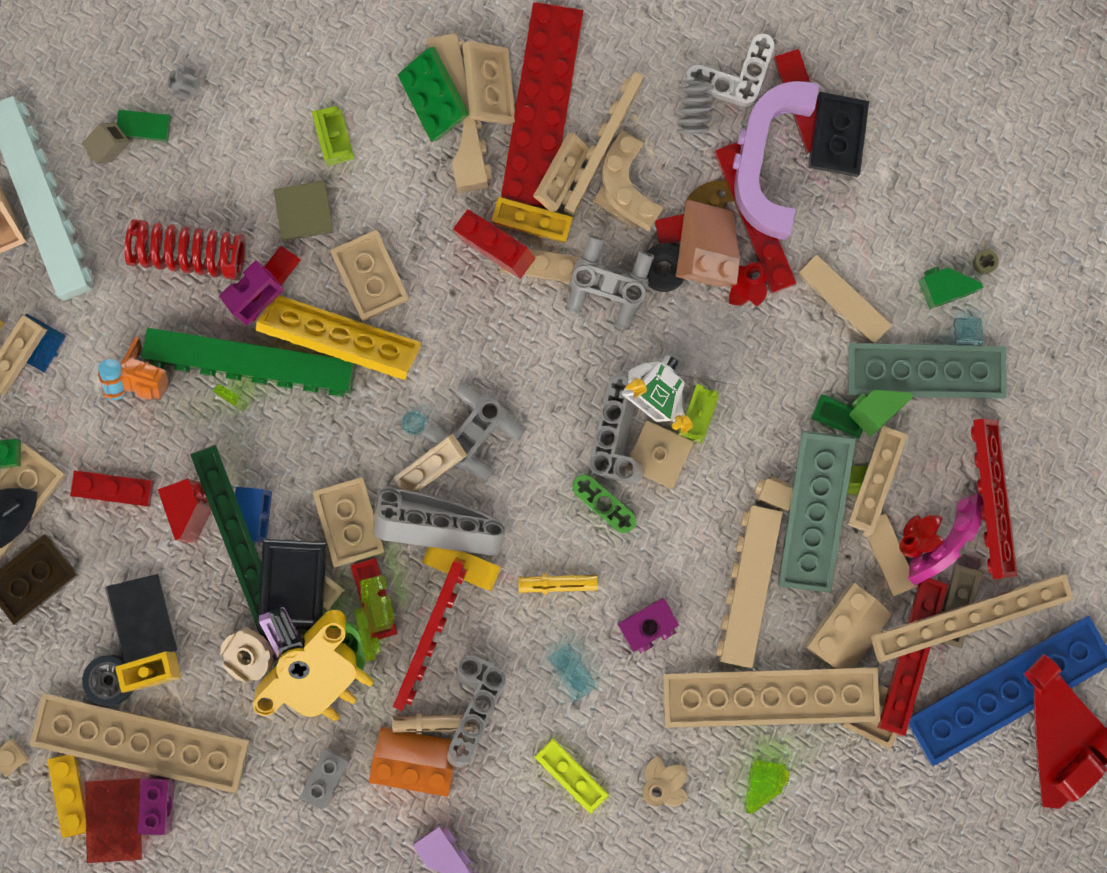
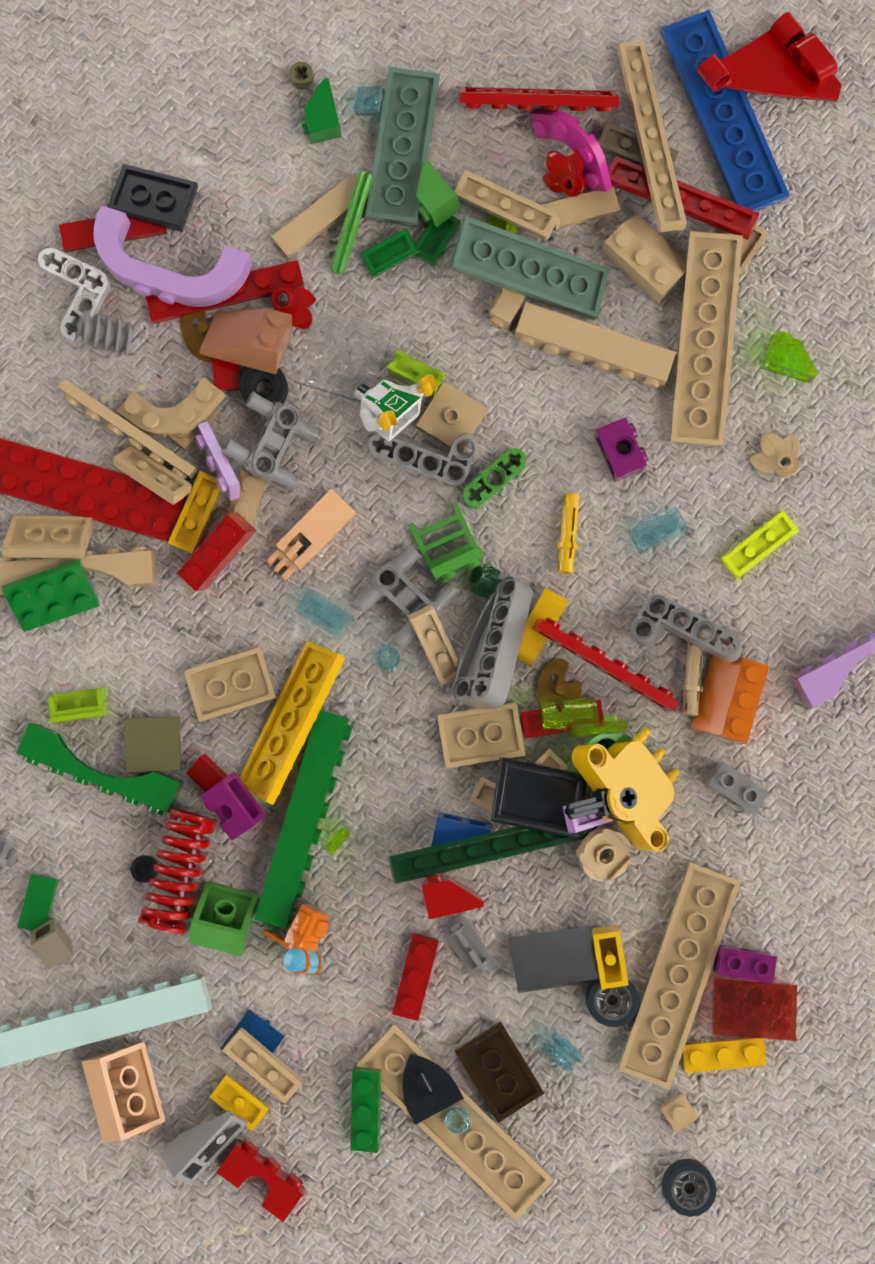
camera: 85 degrees left, 0 degrees up
(53, 637) = (562, 1052): none -> clear light blue wheel
(144, 536) = (468, 947): none -> light grey hinge
(146, 299) = (223, 918): none -> bright green slope
(186, 217) = (142, 868): none -> black tile
(287, 115) = (49, 748): none -> green arch
(292, 531) = (484, 793): none -> tan plate
(401, 595) = (560, 690): none -> pearl gold piece
(449, 355) = (324, 613): none -> clear light blue plate
(499, 506) = (484, 580): none -> clear green gear
(520, 483) = (446, 566): none -> bright green plate
(532, 337) = (318, 527): none -> light nougat hinge
(581, 231) = (217, 461): none -> lavender plate
(816, 372) = (390, 252): none -> green tile
(840, 330) = (351, 223): none -> bright green axle

